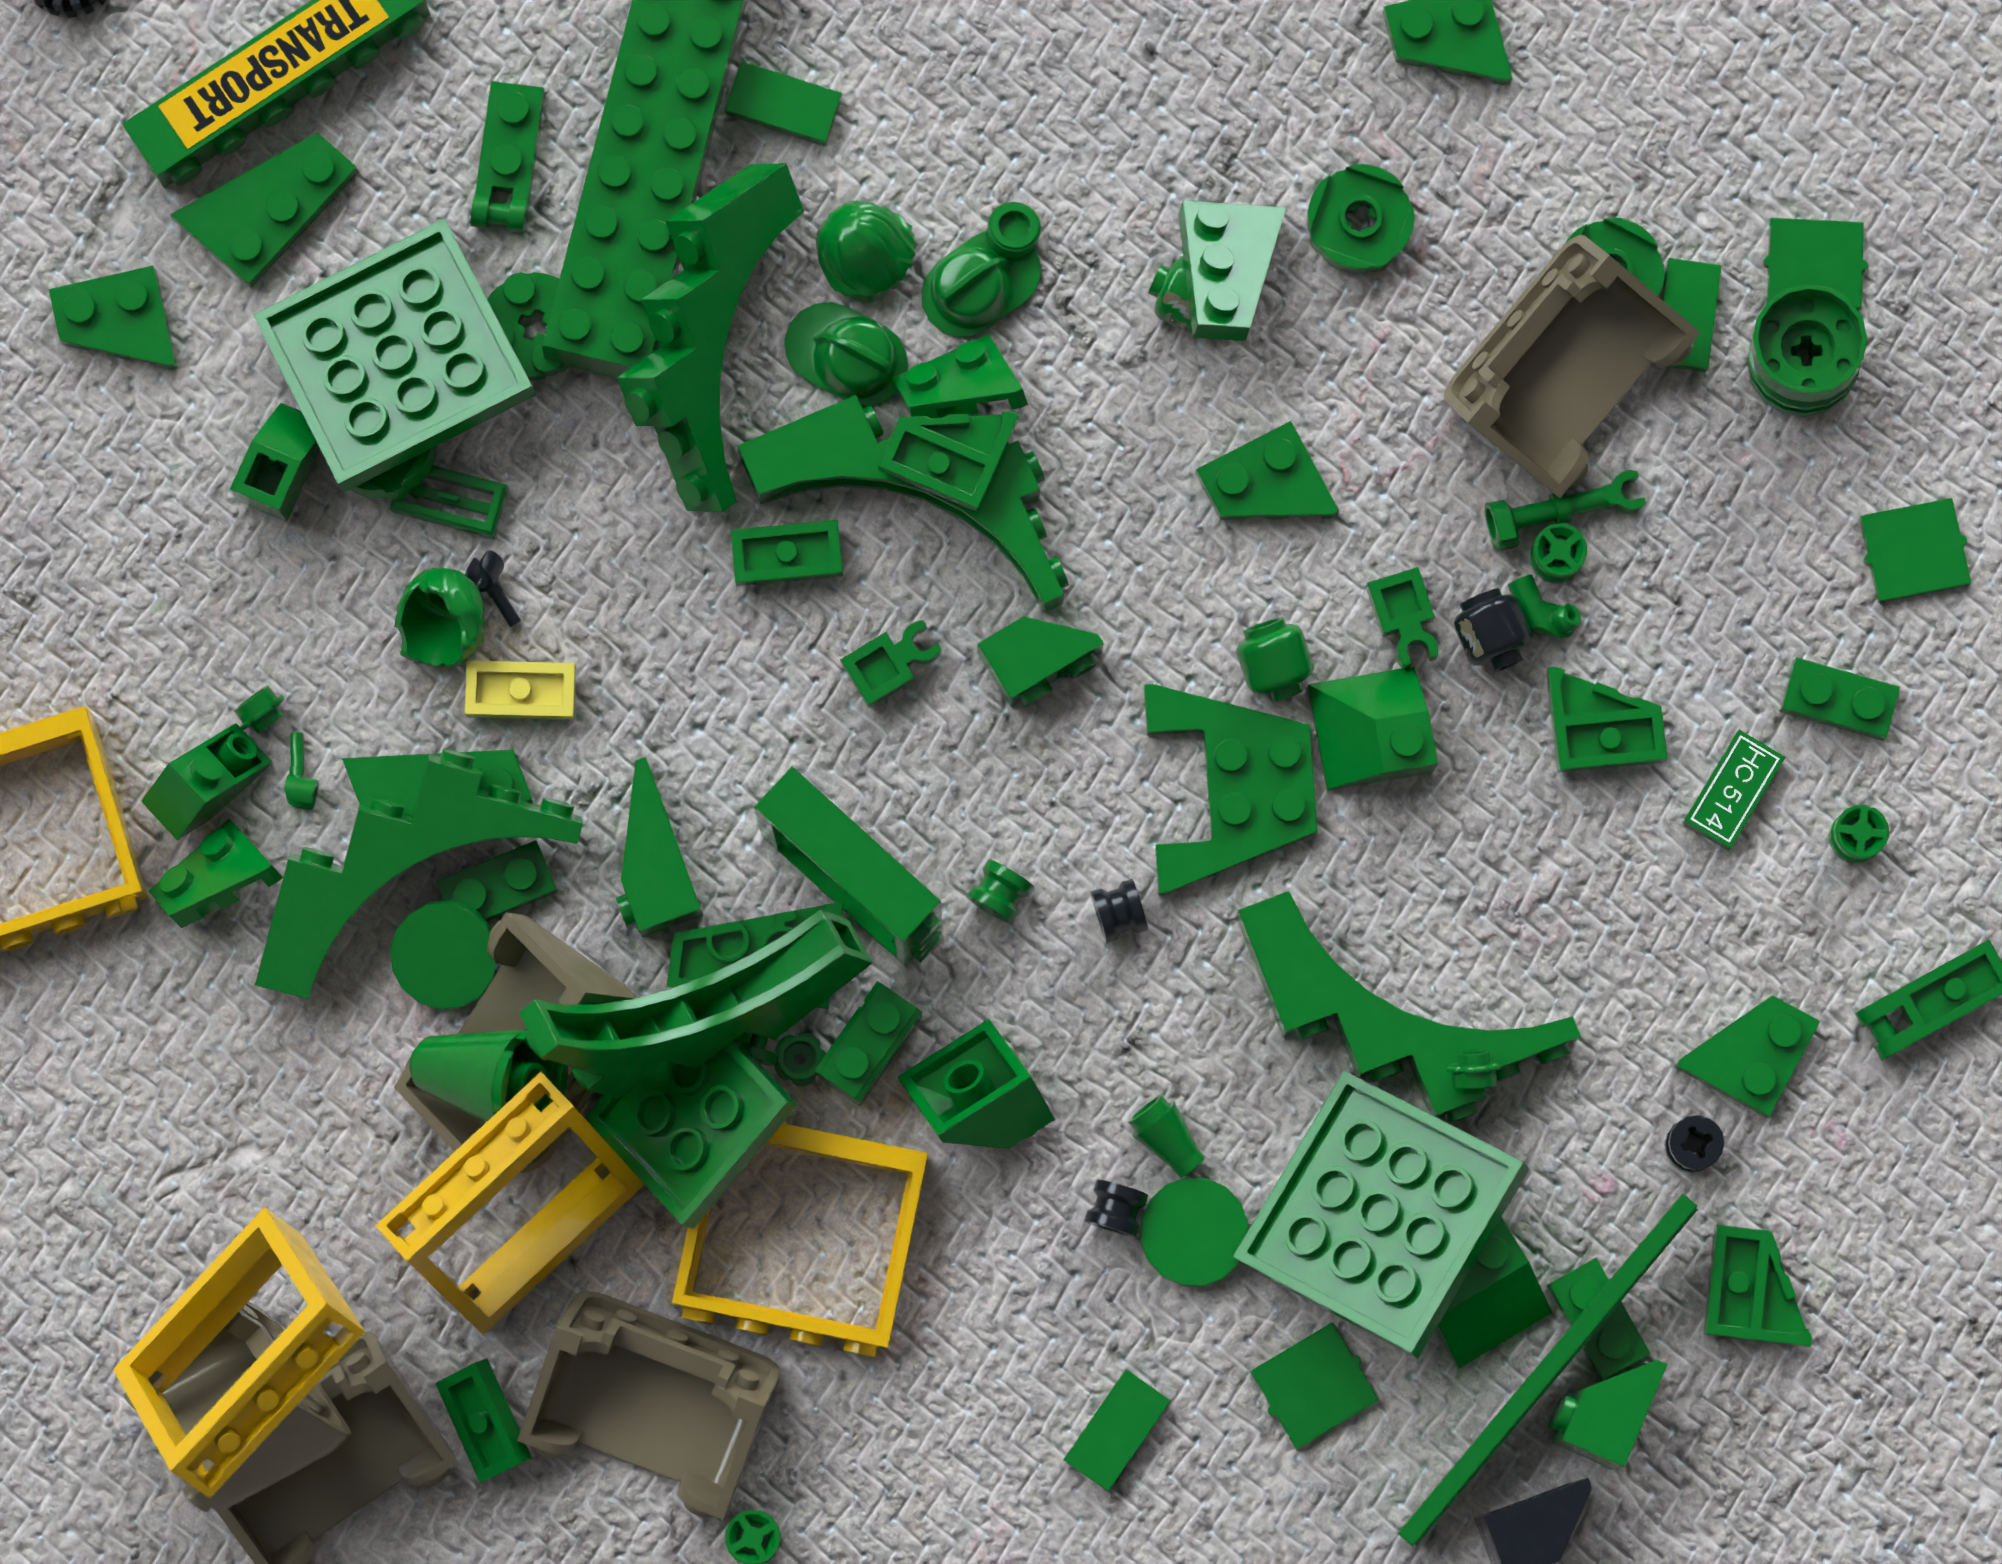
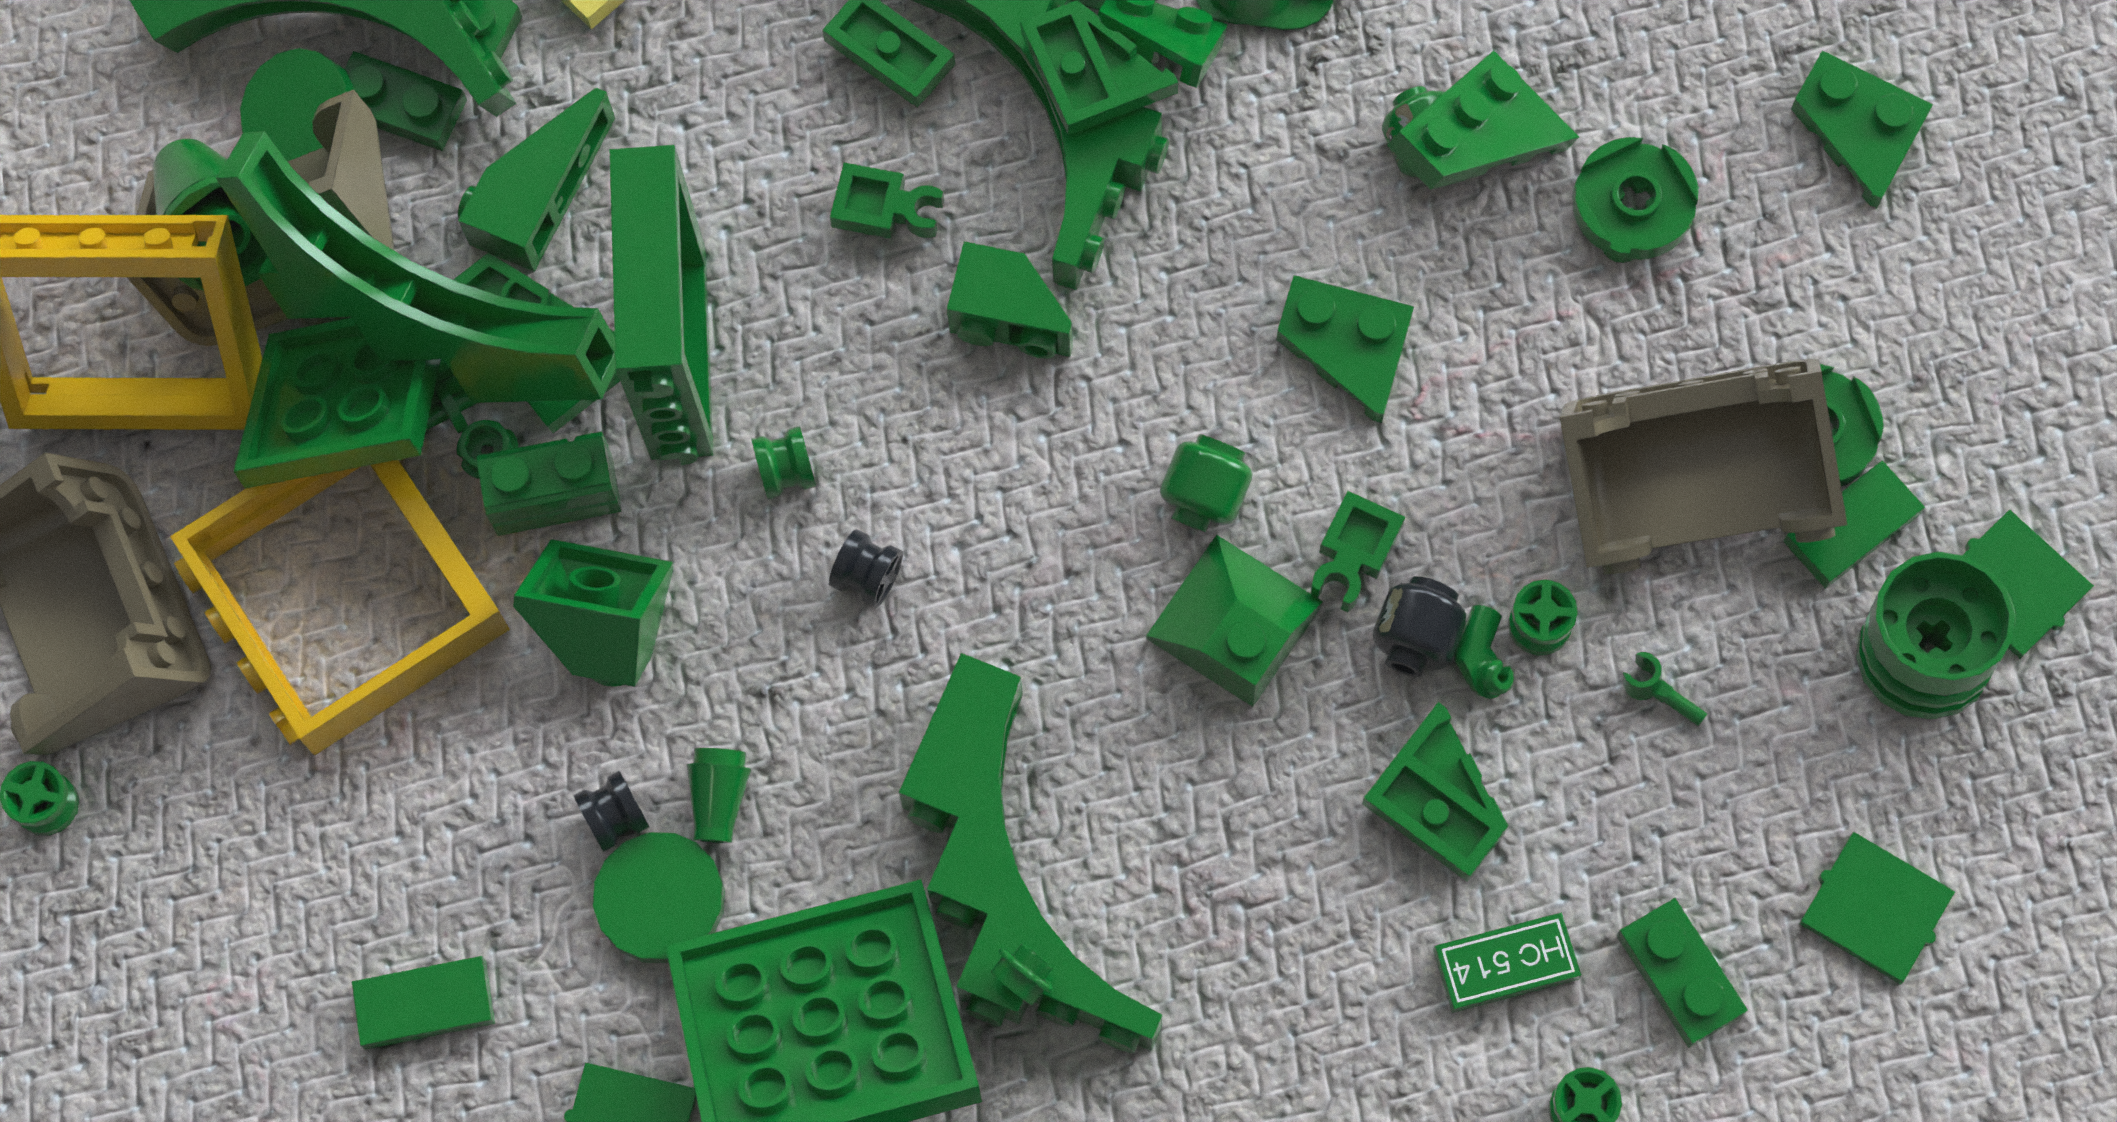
camera: 50 degrees right, 10 degrees down
(1255, 783) = (1089, 573): green wing -> none
(1505, 521) = (1583, 584): green piece -> none
(1670, 531) = (1660, 689): none -> green hand

